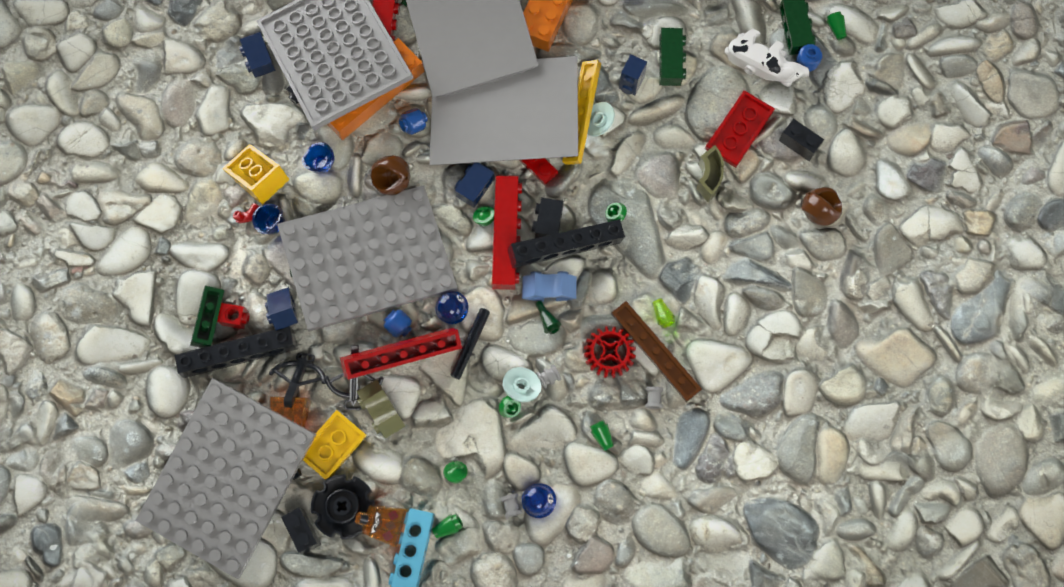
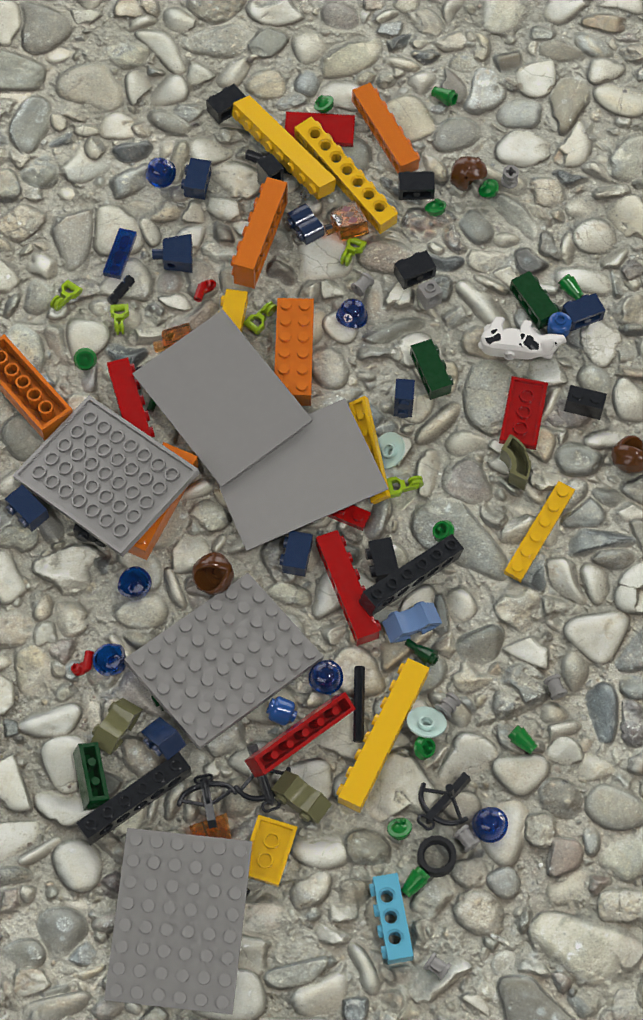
camera: 25 degrees left, 10 degrees down
(228, 310) = (109, 759): red brick -> none
(255, 275) = (121, 717): none -> olive brick
(256, 173) = (77, 621): yellow slope -> none
(301, 530) = (275, 942): black brick -> none
(328, 501) = (294, 892): black piece -> none
(382, 523) = (353, 902): clear orange torso -> none
(413, 121) = (210, 516): blue head -> none
(462, 510) = (436, 840): none -> black tyre
(478, 381) = (383, 735): none -> yellow brick
(484, 216) = (319, 579): green hat -> none
(512, 461) = (448, 796): none -> black piece
(609, 157) = (414, 482): none -> lime piece
(615, 358) = (512, 668): red gear -> none
(656, 351) = (538, 644): reddish brown plate -> none
(663, 314) = (529, 607): clear neon green cone -> none
(705, 246) = (539, 531): none -> yellow plate
(839, 52) = (584, 311): none -> dark blue brick

